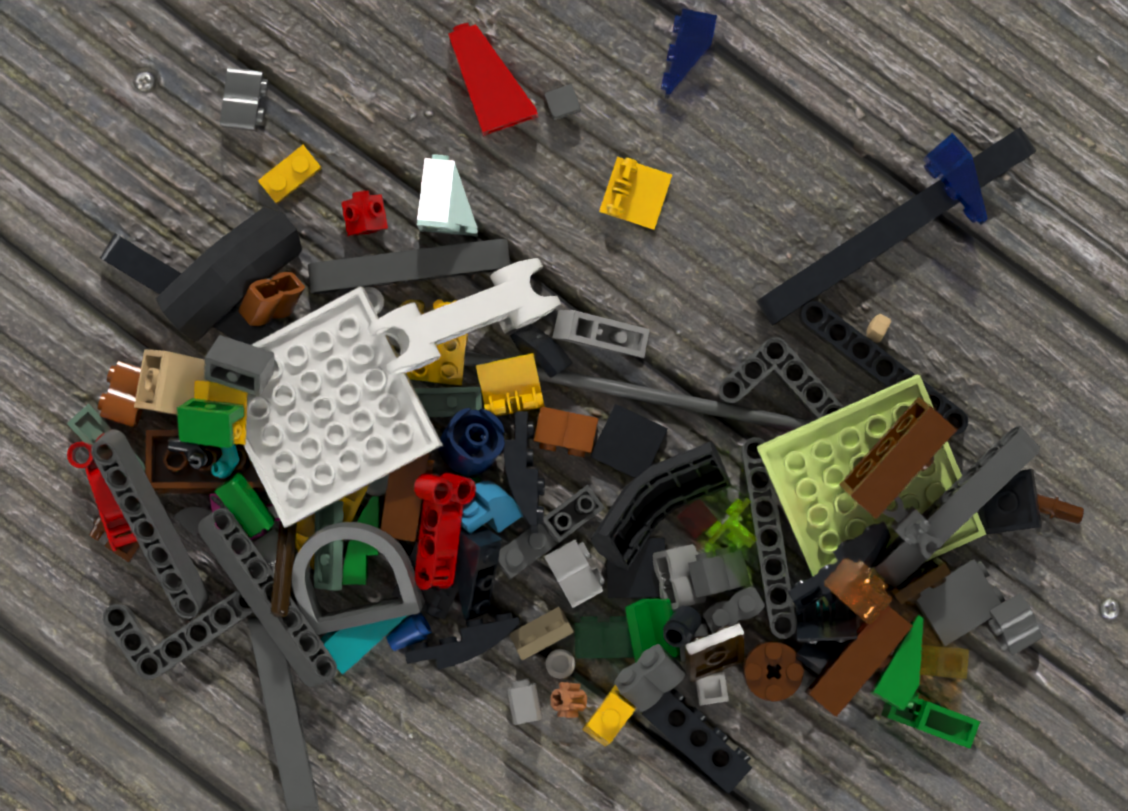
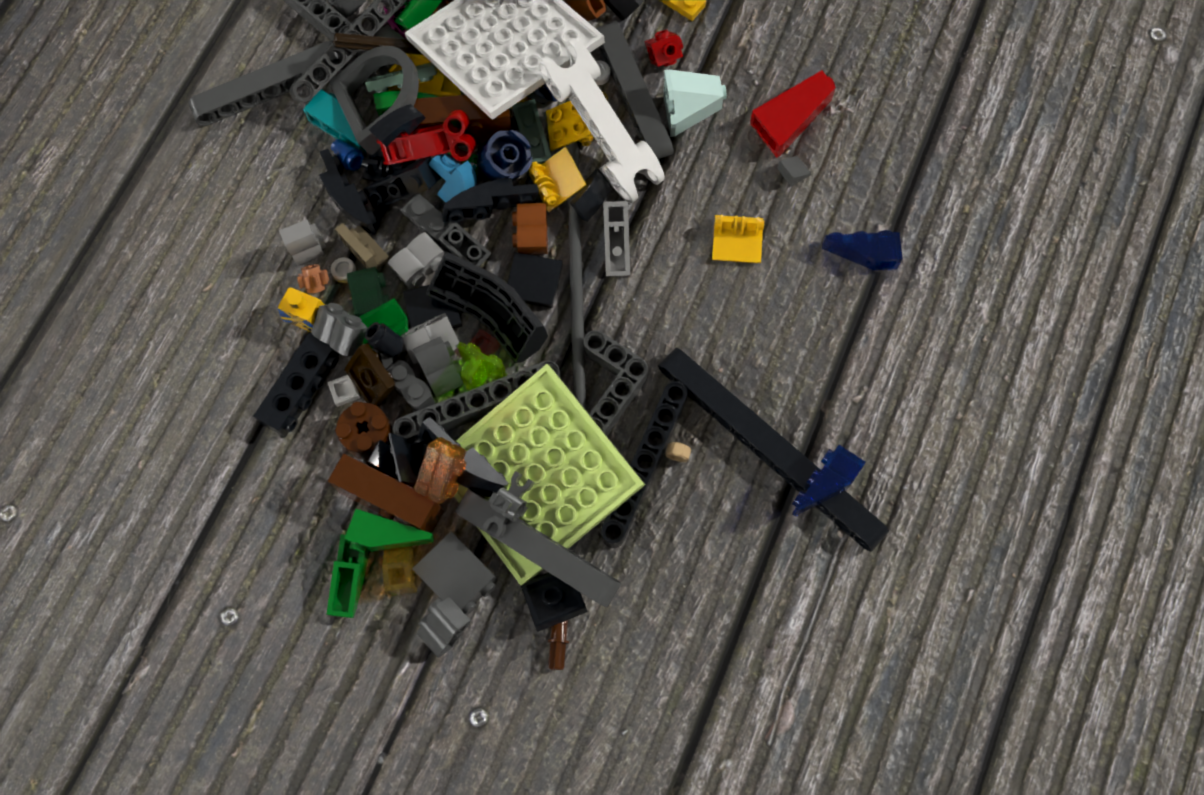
camera: 80 degrees right, 15 degrees down
(417, 559) = (402, 119): none -> black slope
(898, 457) = (564, 476): reddish brown brick -> none
(929, 574) = (471, 538): dark brown plate -> none

